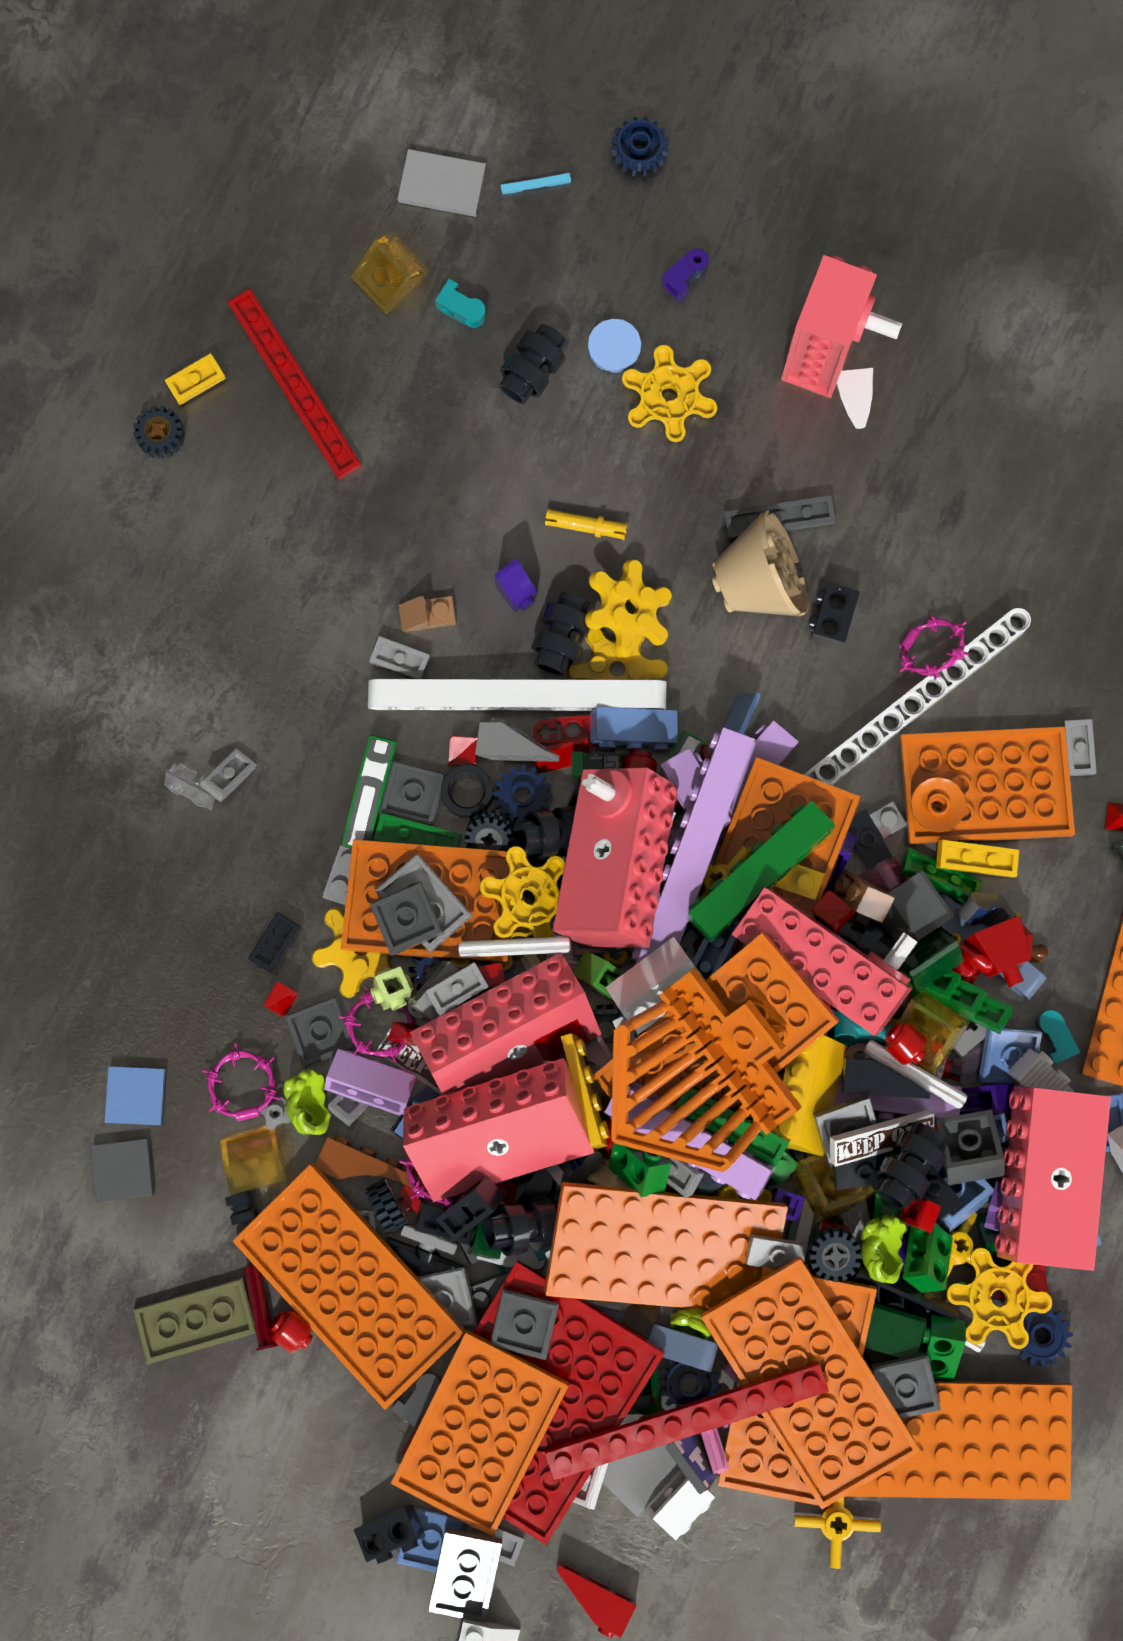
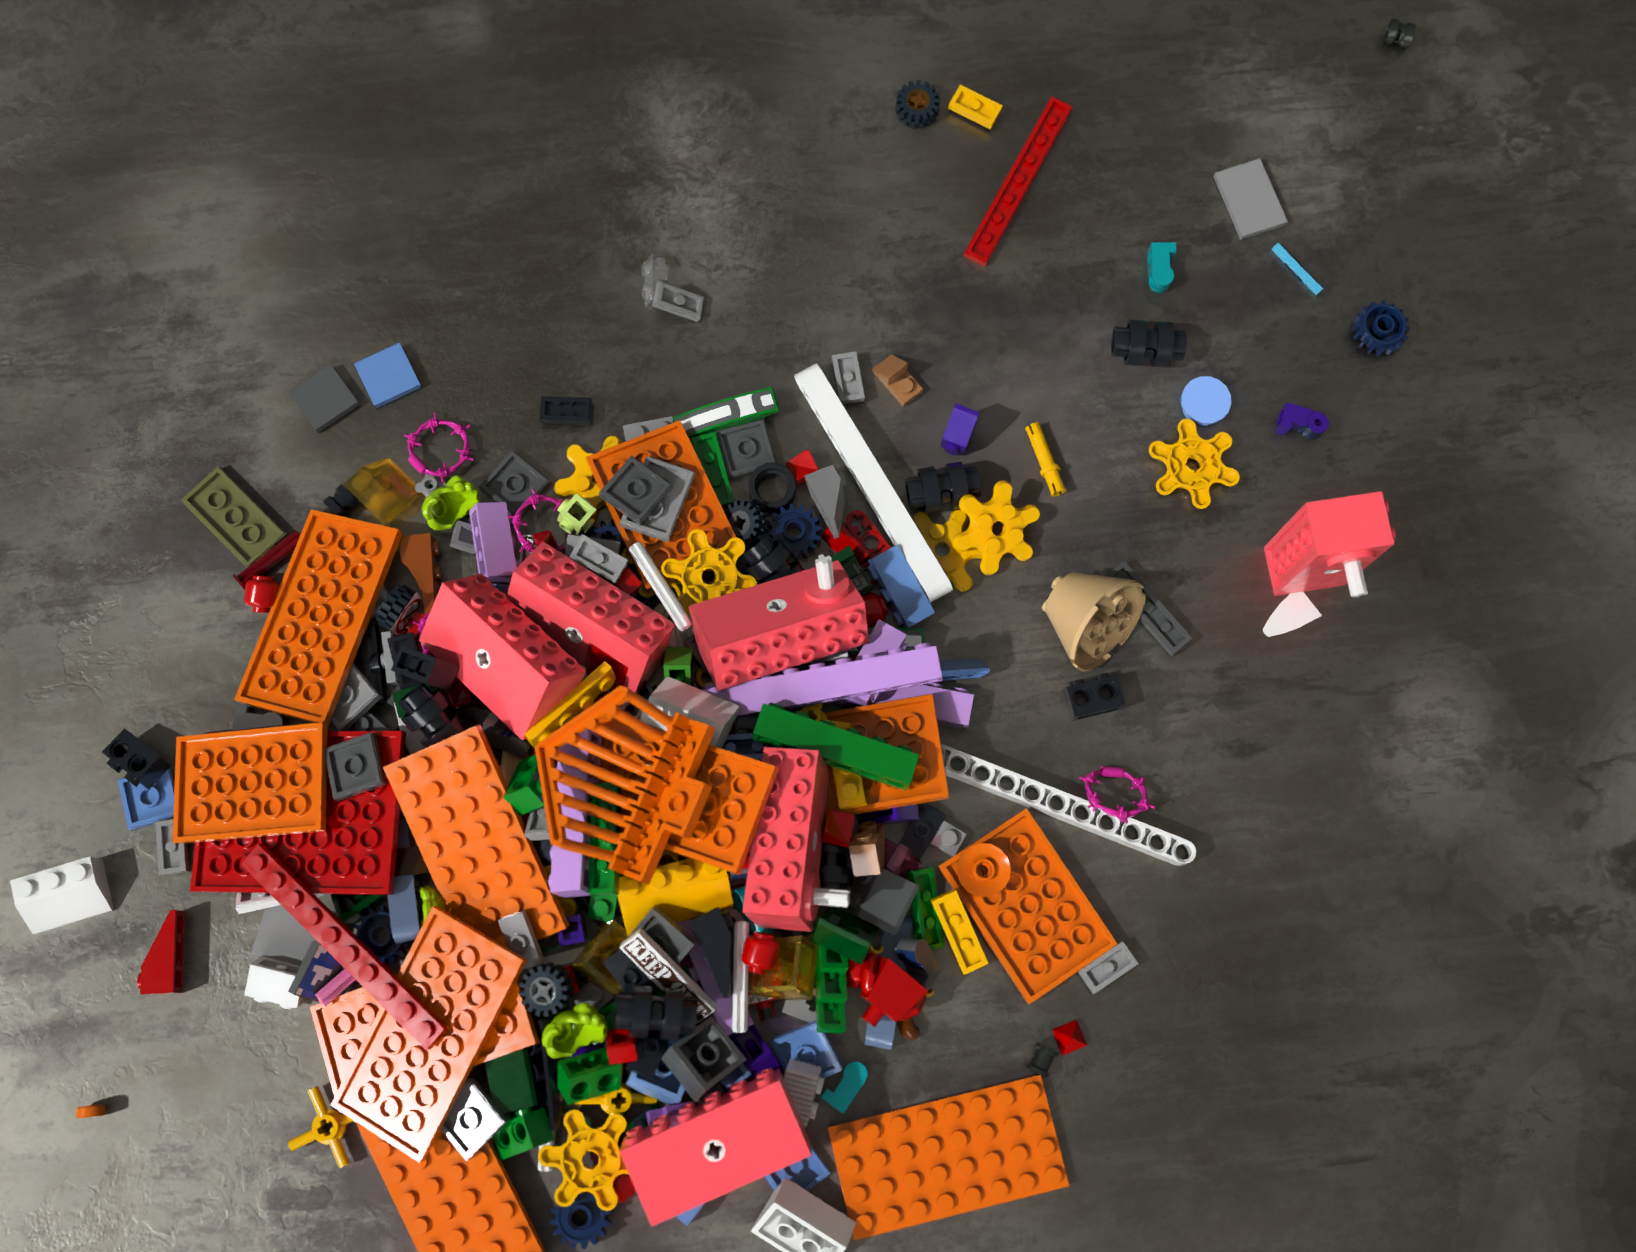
camera: 60 degrees right, 5 degrees down
(280, 999) = (523, 439): red slope -> none
(389, 272) = (1152, 198): clear yellow slope -> none
(465, 1575) = (131, 838): plate -> none

